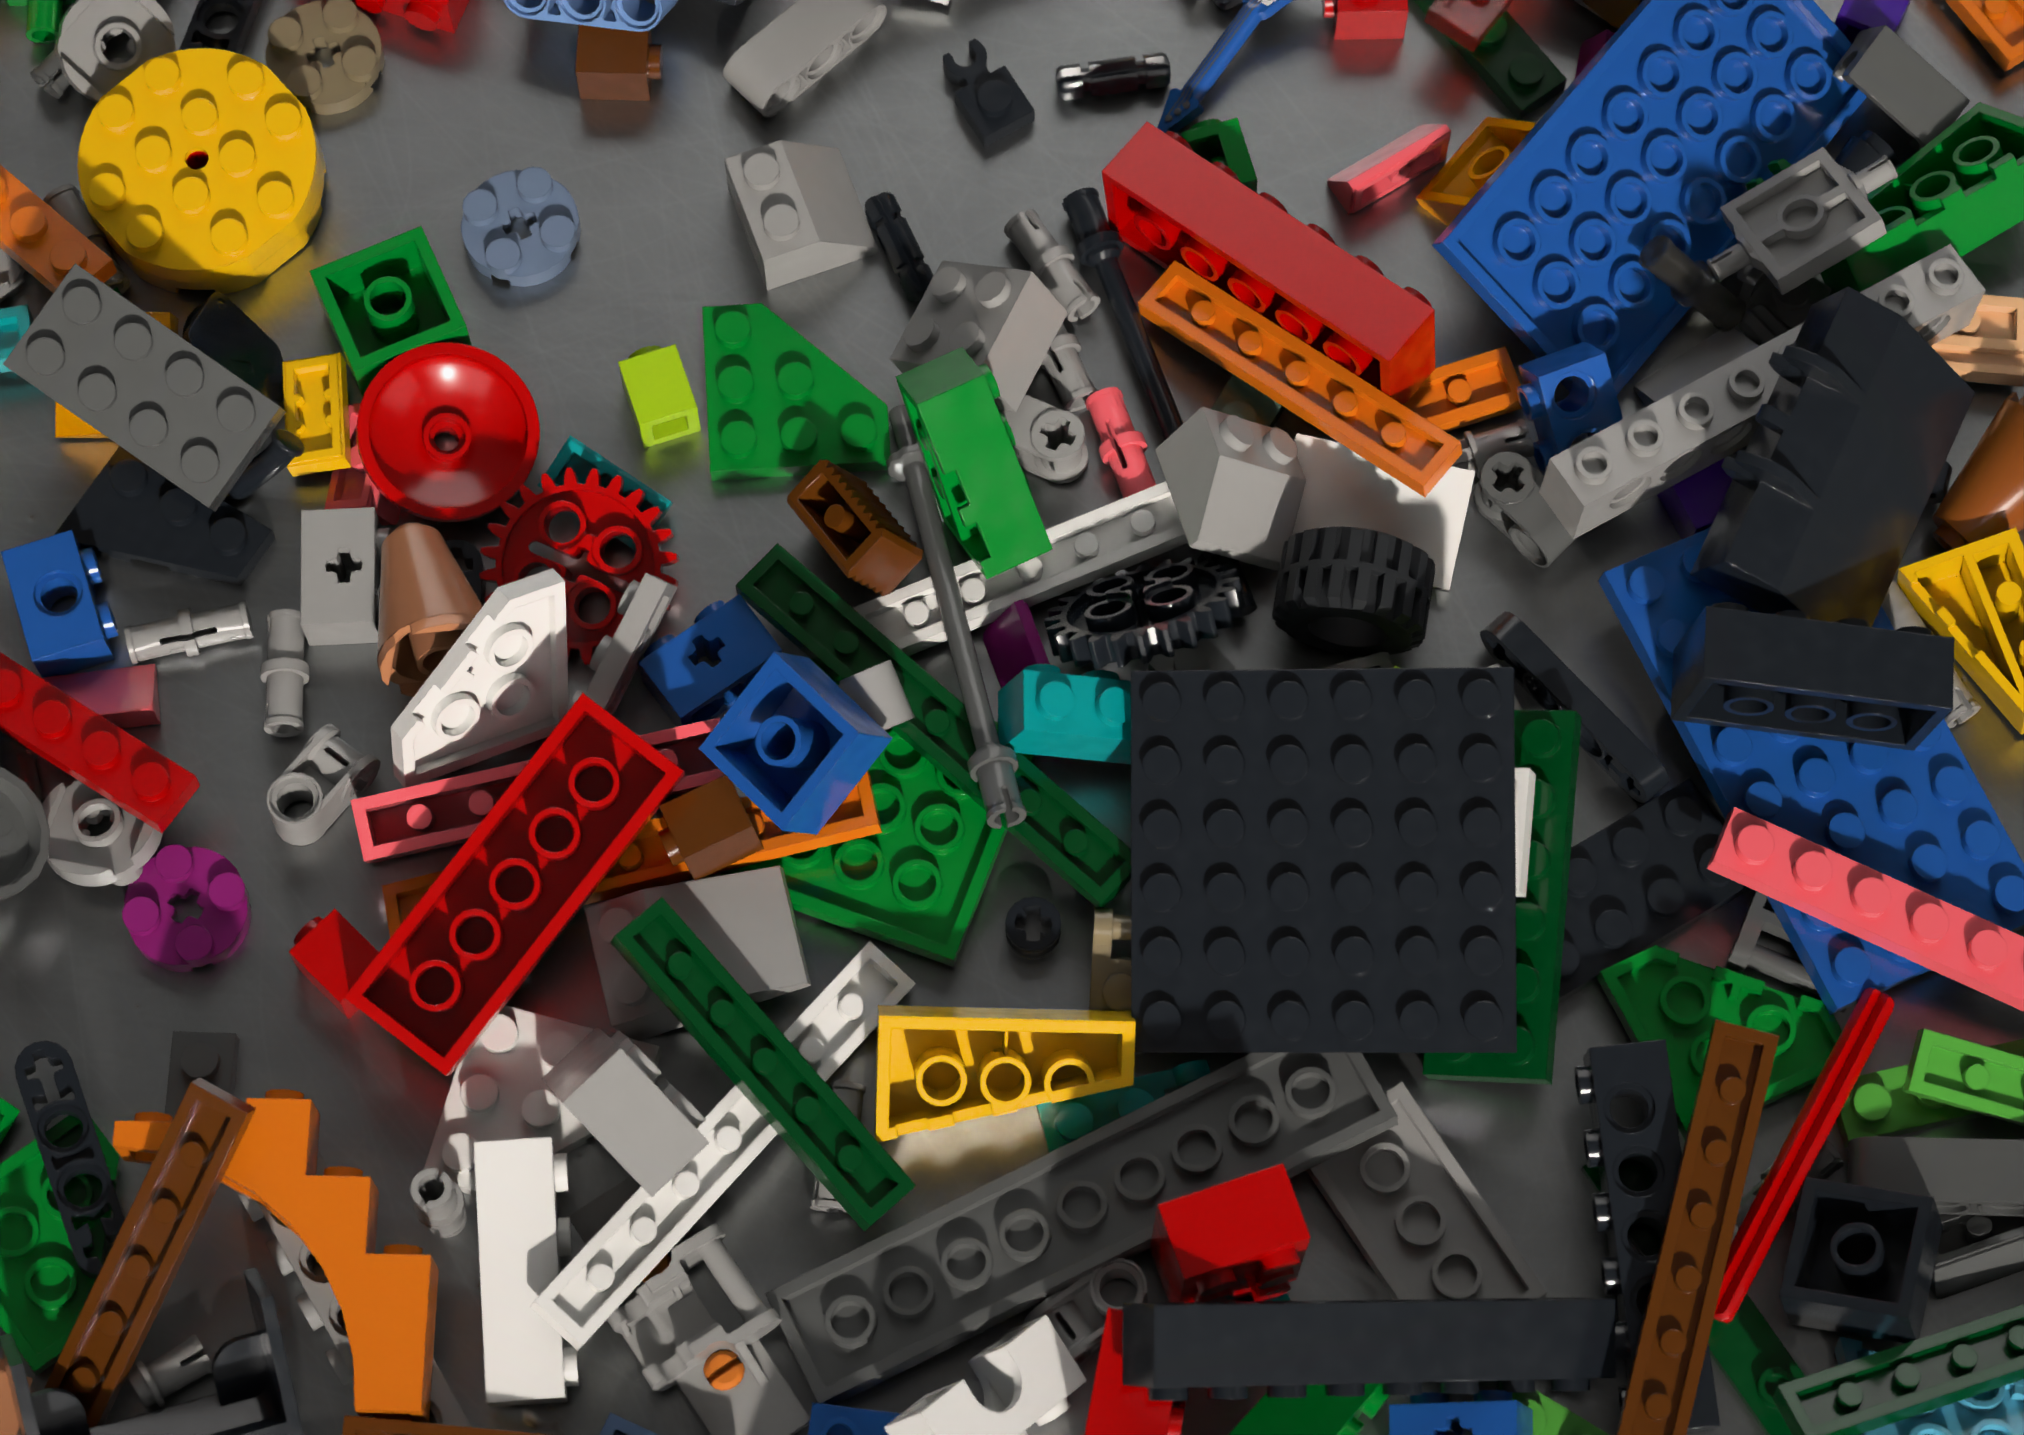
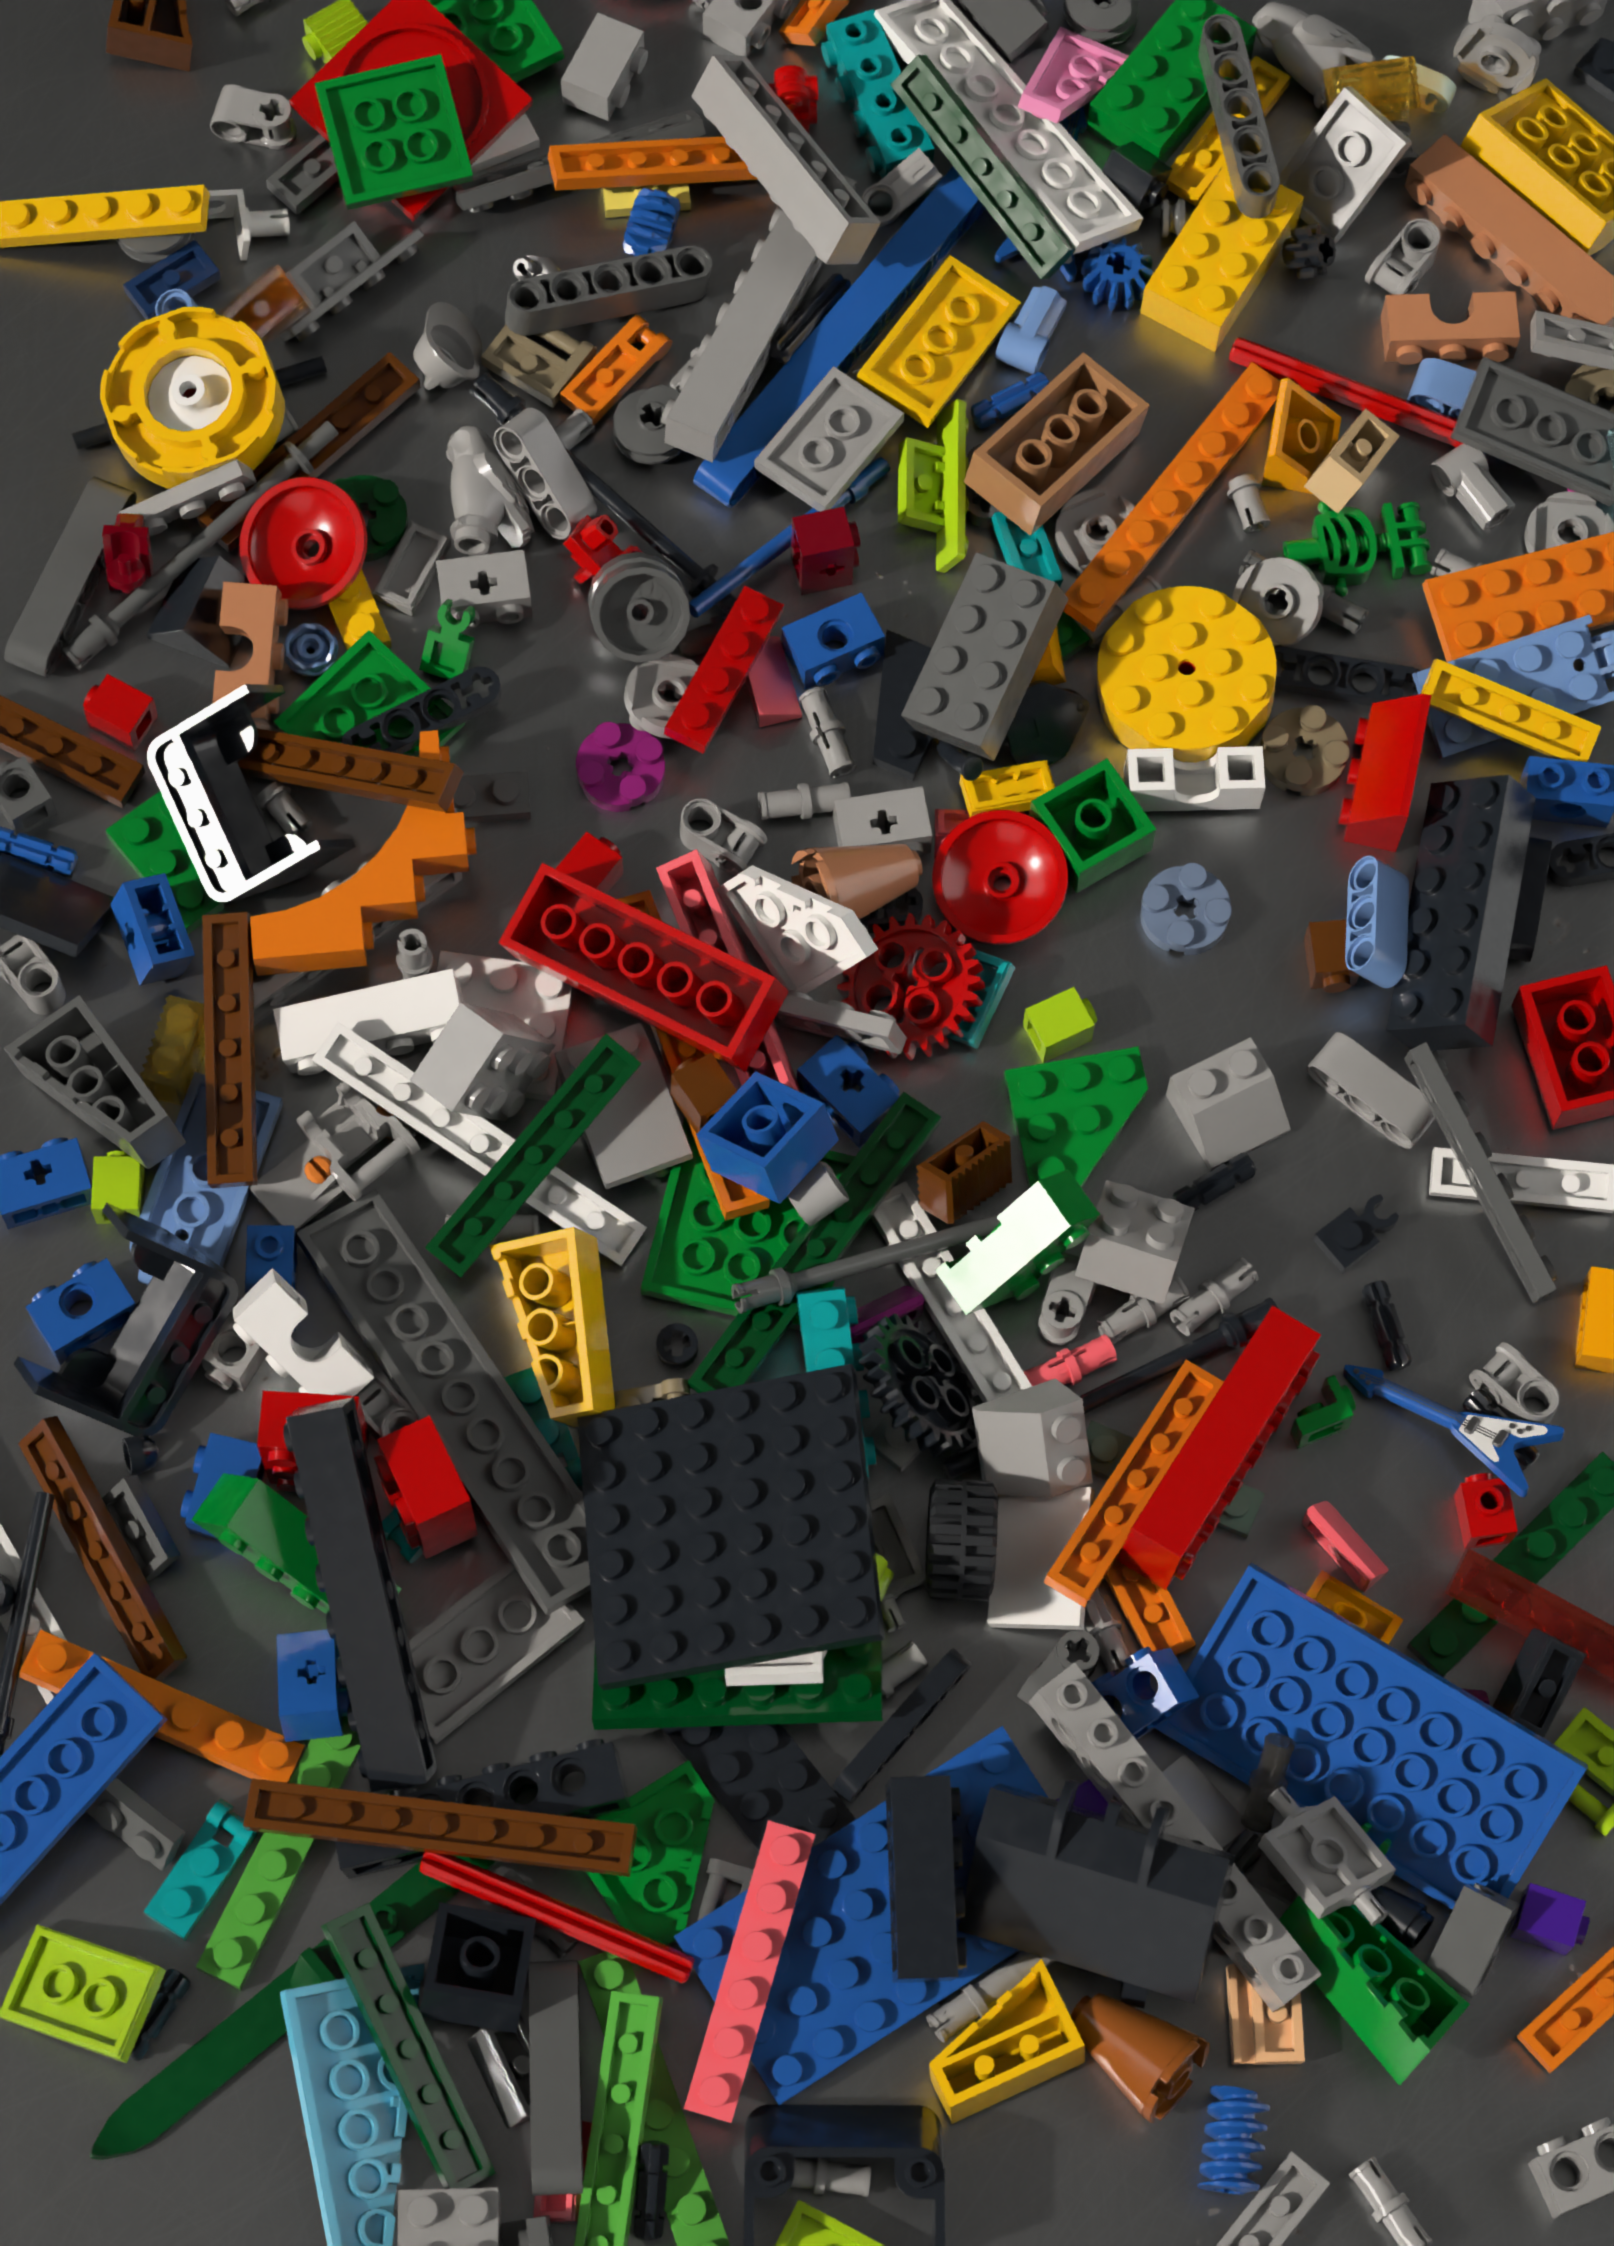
camera: 80 degrees right, 0 degrees up
(356, 156) = (1224, 782): none -> white arch

